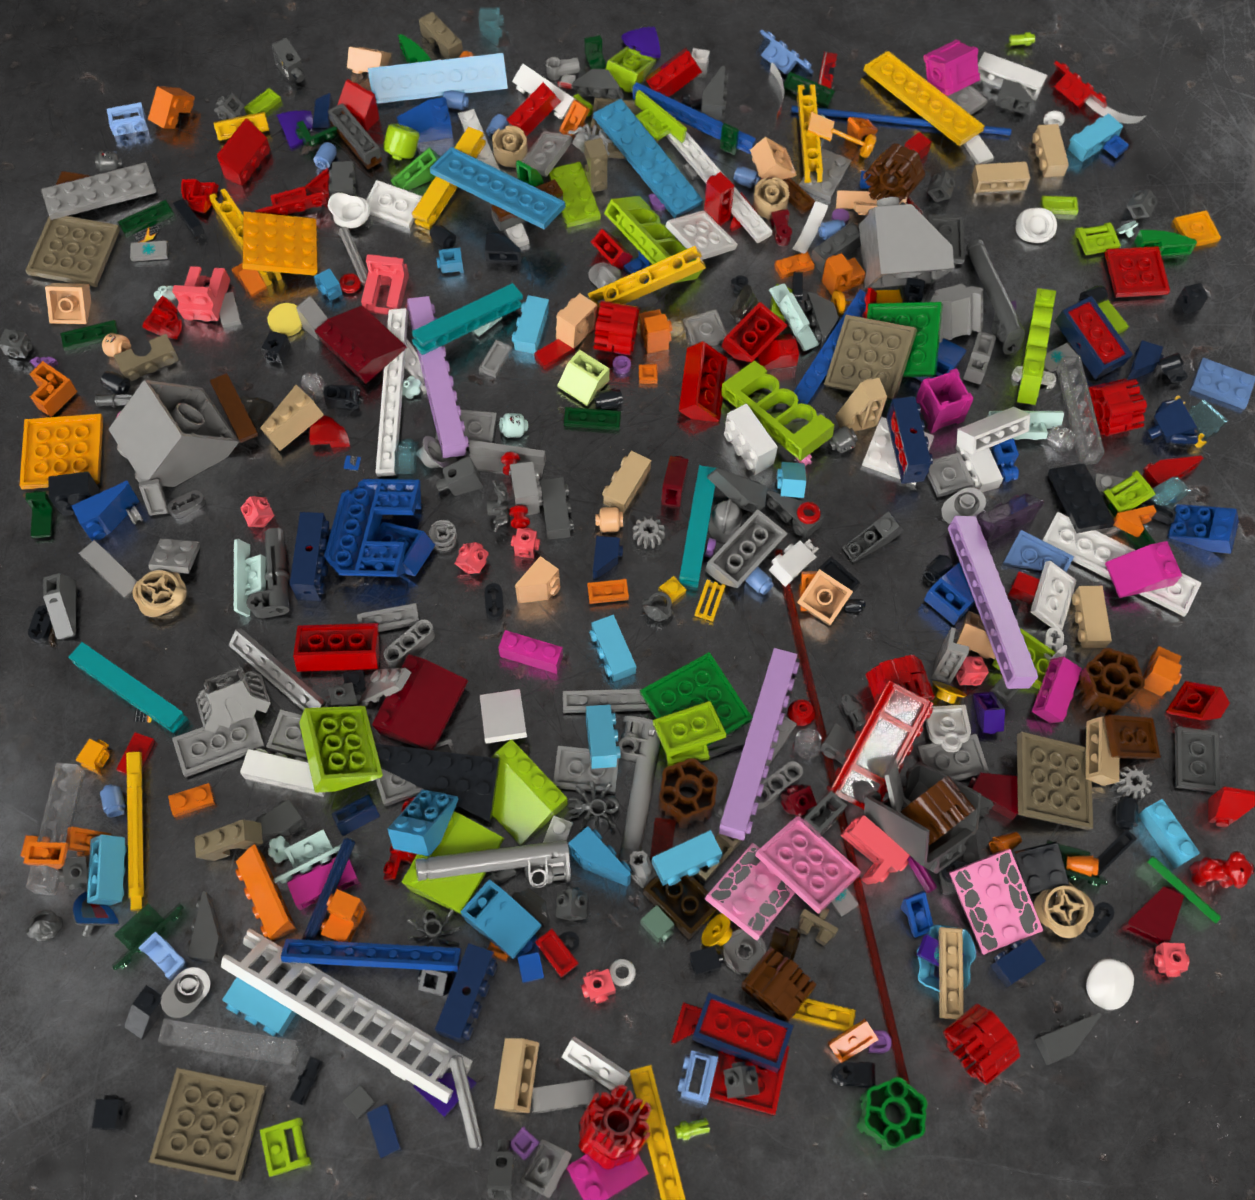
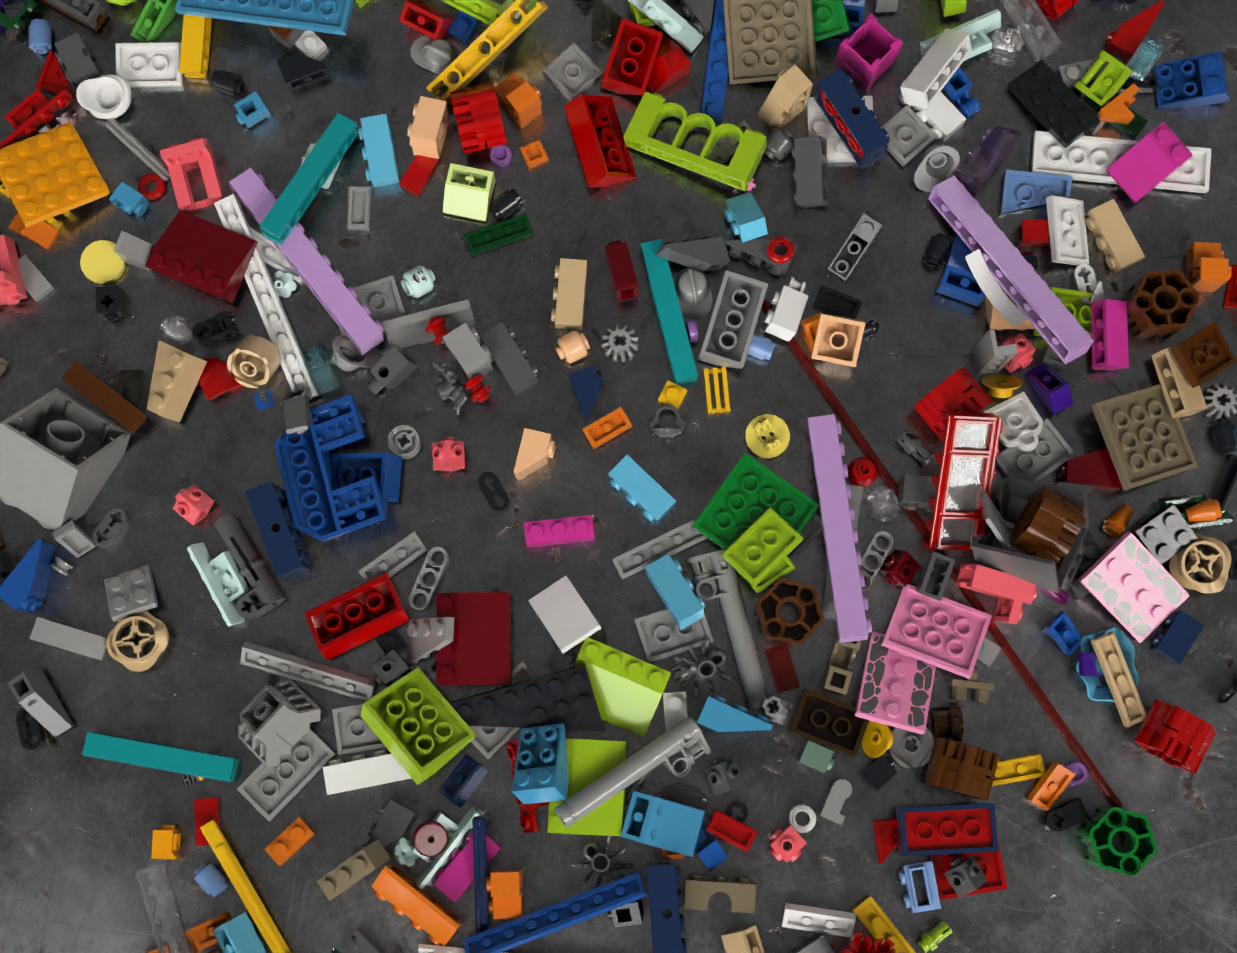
camera: 20 degrees left, 15 degrees up
(294, 845) = (433, 847): none -> piece
(358, 427) = (254, 361): none -> tan brick
(371, 475) = (296, 411): none -> dark grey slope
(504, 993) = (698, 891): none -> dark tan arch
(525, 543) = (499, 420): coral brick -> none
(662, 964) = (834, 800): none -> light grey leg
(687, 858) = (821, 685): medium azure brick -> none
(735, 661) = (762, 427): none -> light yellow plate
(750, 439) = (681, 189): white brick -> none
(860, 468) = (811, 171): none -> dark grey brick
(969, 609) = (993, 290): none -> white sticker

